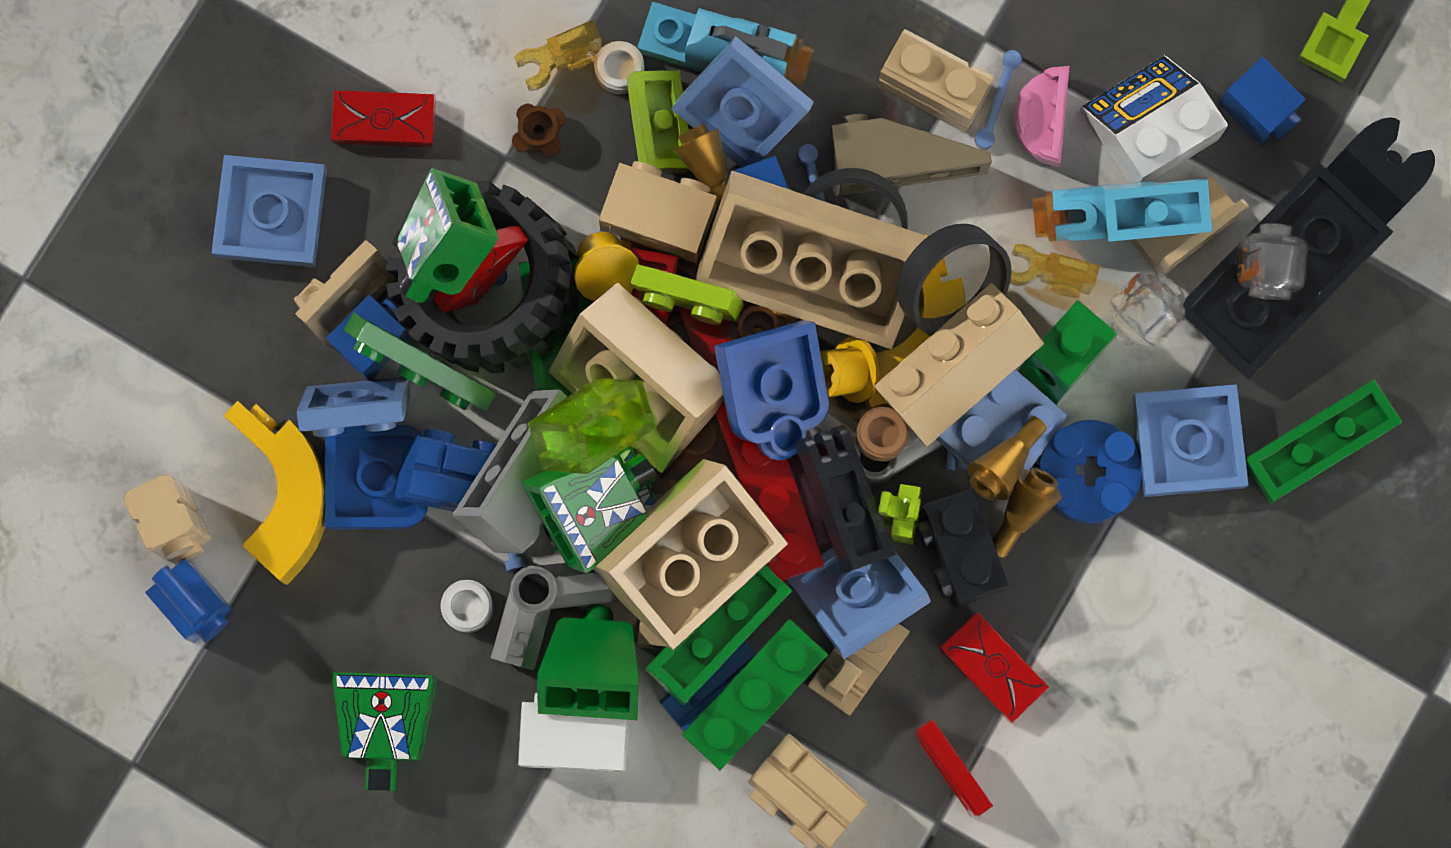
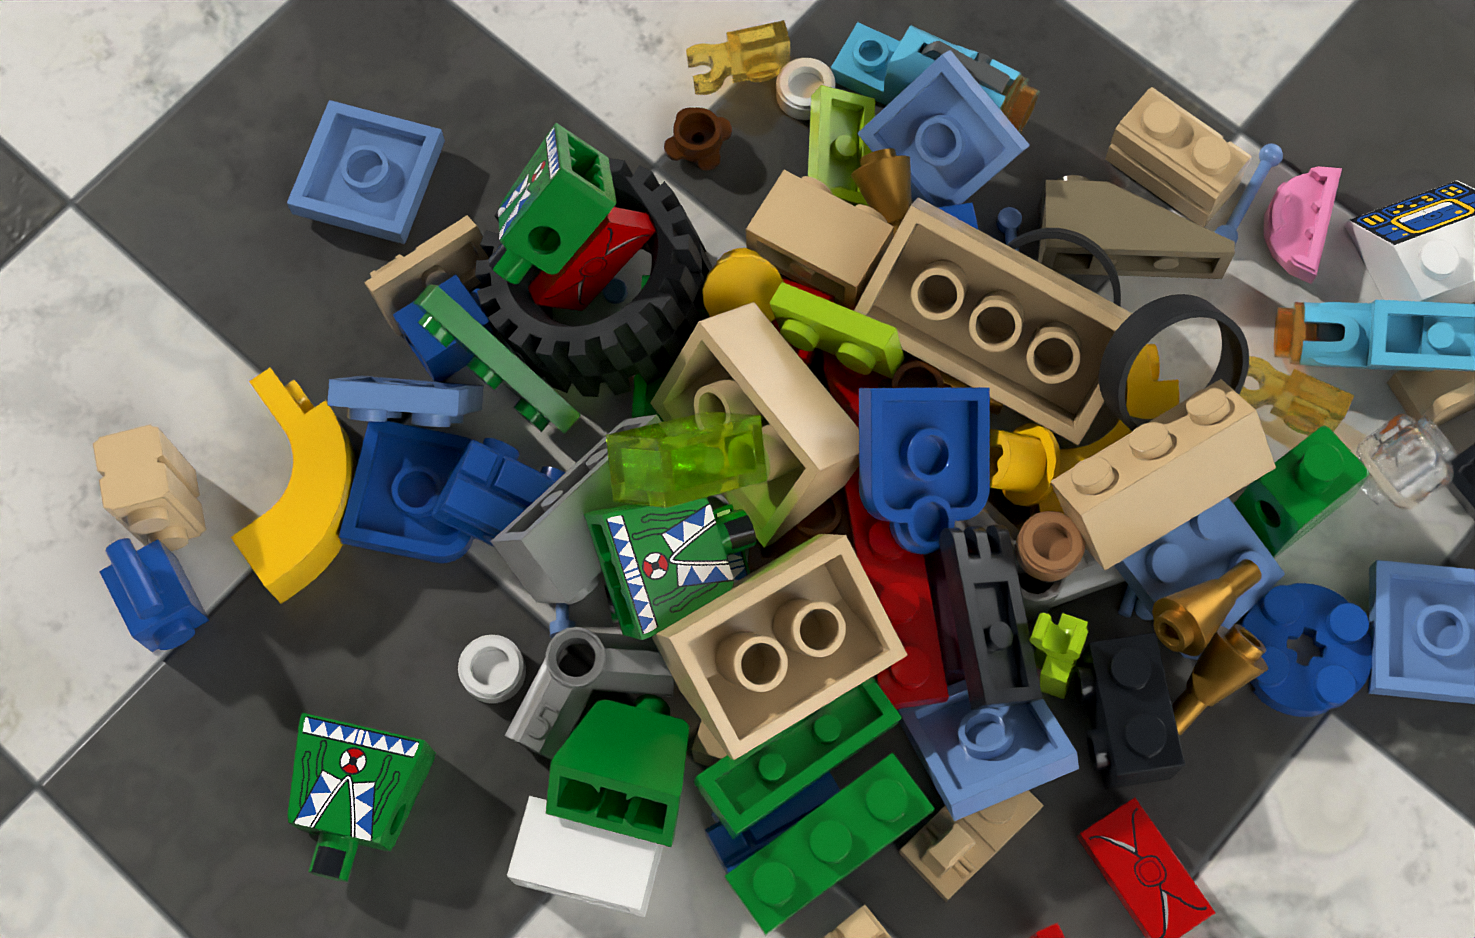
camera: 15 degrees right, 10 degrees down
(383, 118) = (521, 96): red tile -> none

